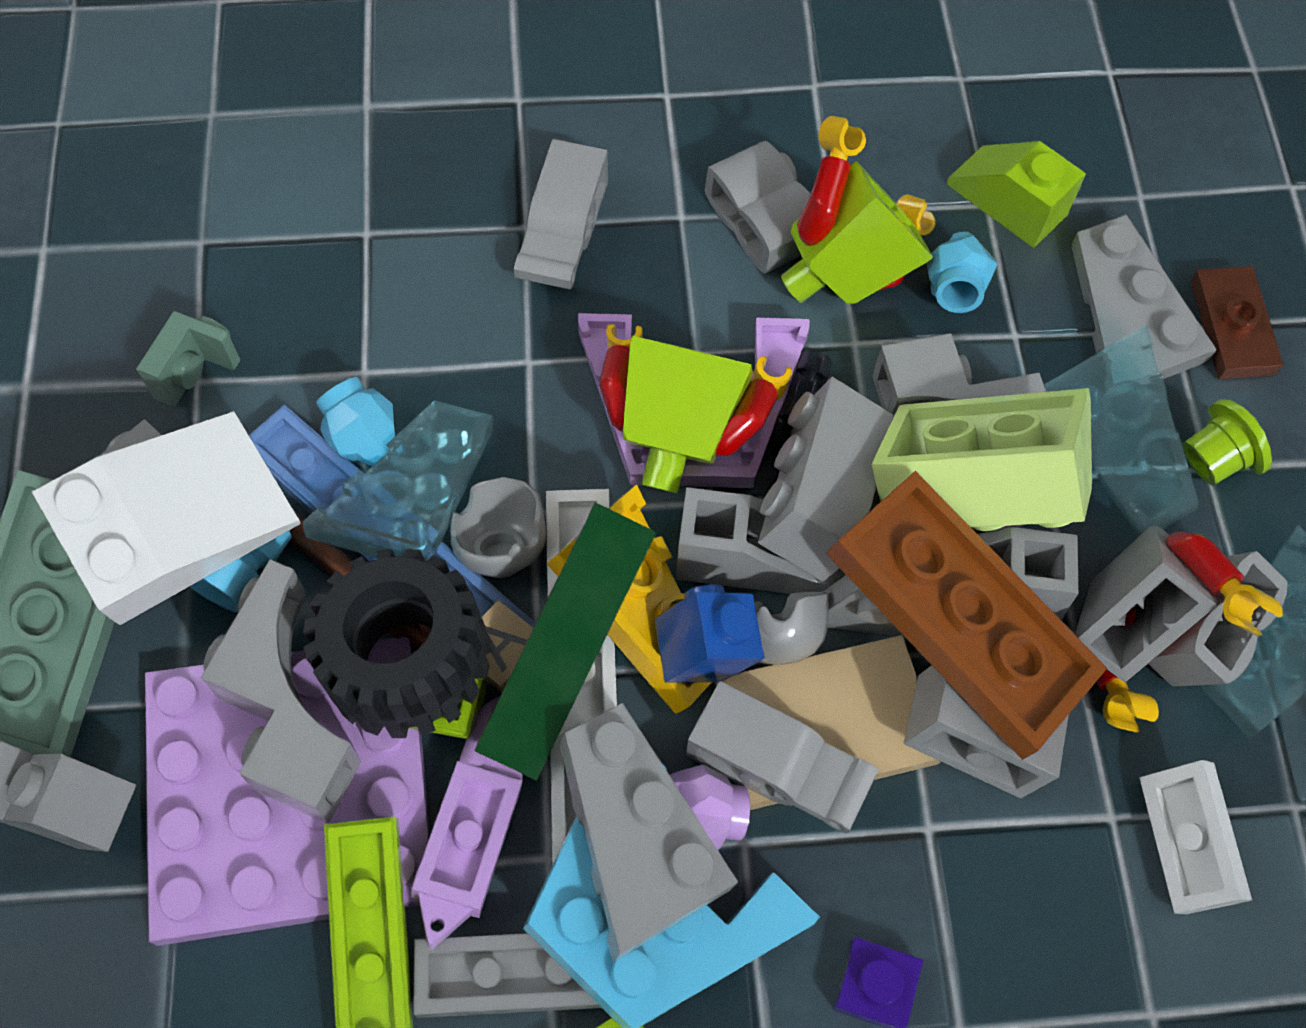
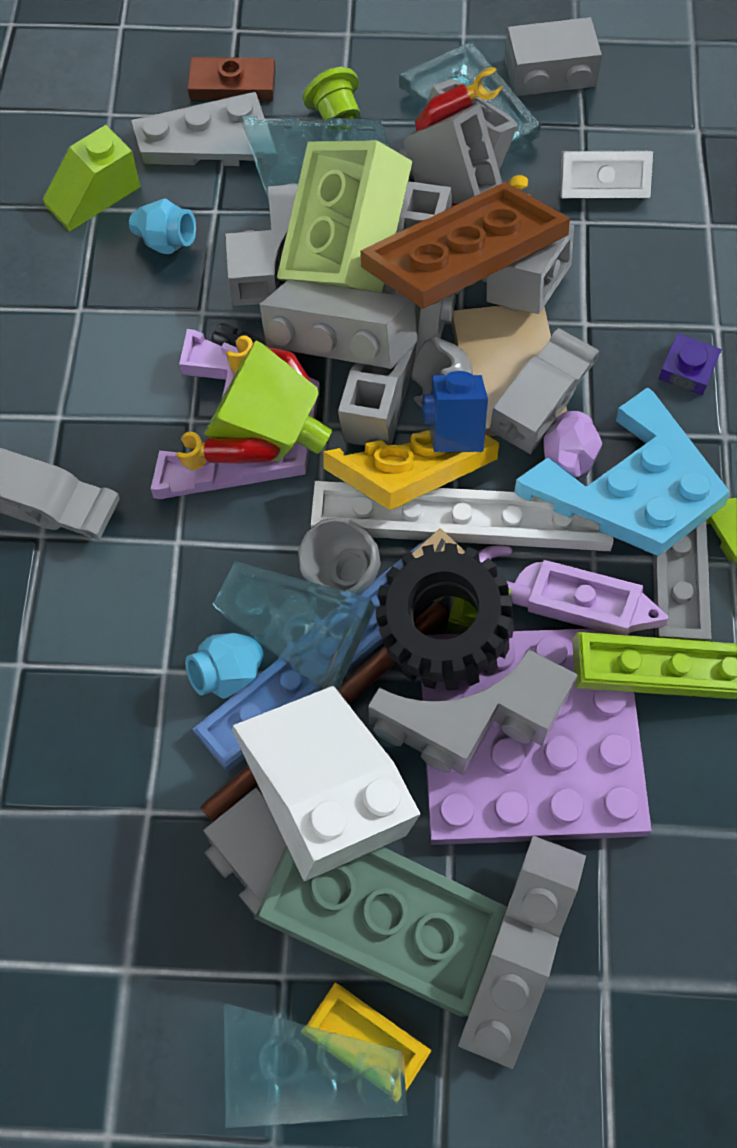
camera: 80 degrees left, 0 degrees up
(179, 353) = (137, 817): sand green bracket -> none
(565, 641) = (454, 501): dark green tile -> none
(642, 836) = (604, 463): light grey wing -> none
(759, 202) = (72, 347): light grey brick -> none
(852, 229) = (126, 275): lime torso -> none

